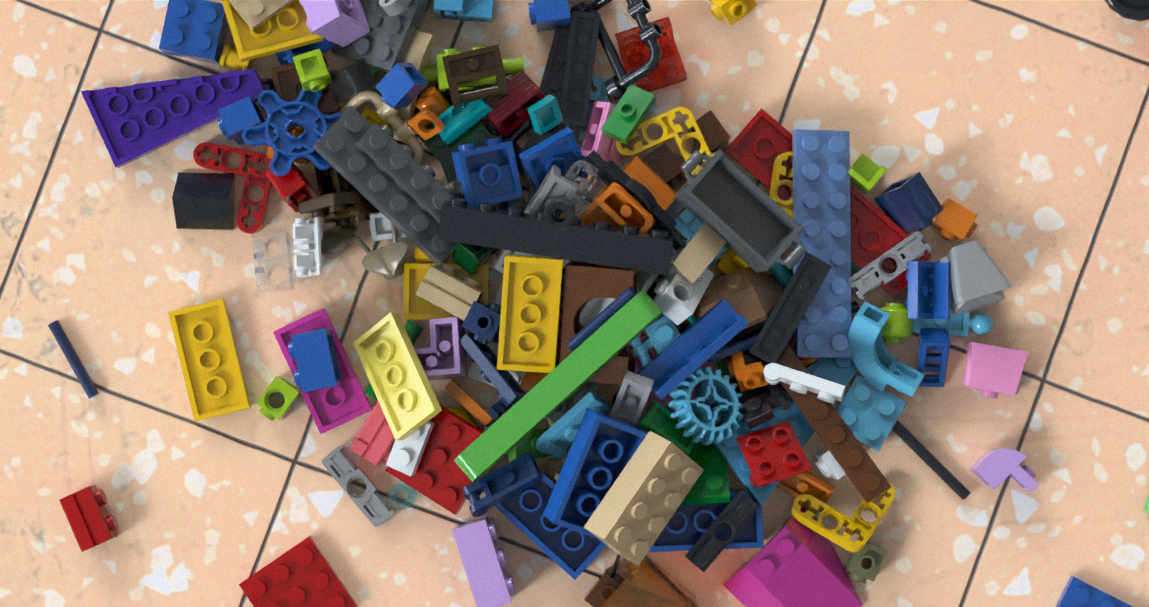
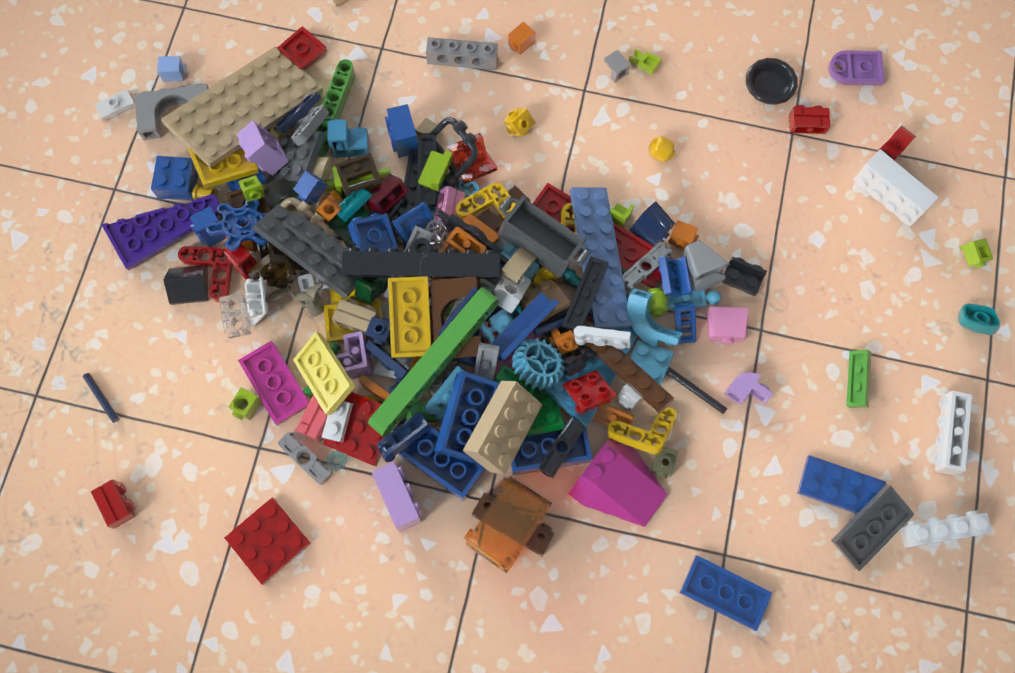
camera: 10 degrees left, 15 degrees down
(209, 360) = (195, 385): yellow plate -> none
(315, 360) = (266, 370): blue brick -> none
(545, 114) = (407, 196): teal plate -> none
(592, 73) = (435, 169): none -> lime panel
(628, 114) = (461, 190): green plate -> none
(946, 73) = (662, 149): none -> yellow head
(1033, 295) = (744, 276): none -> black bracket

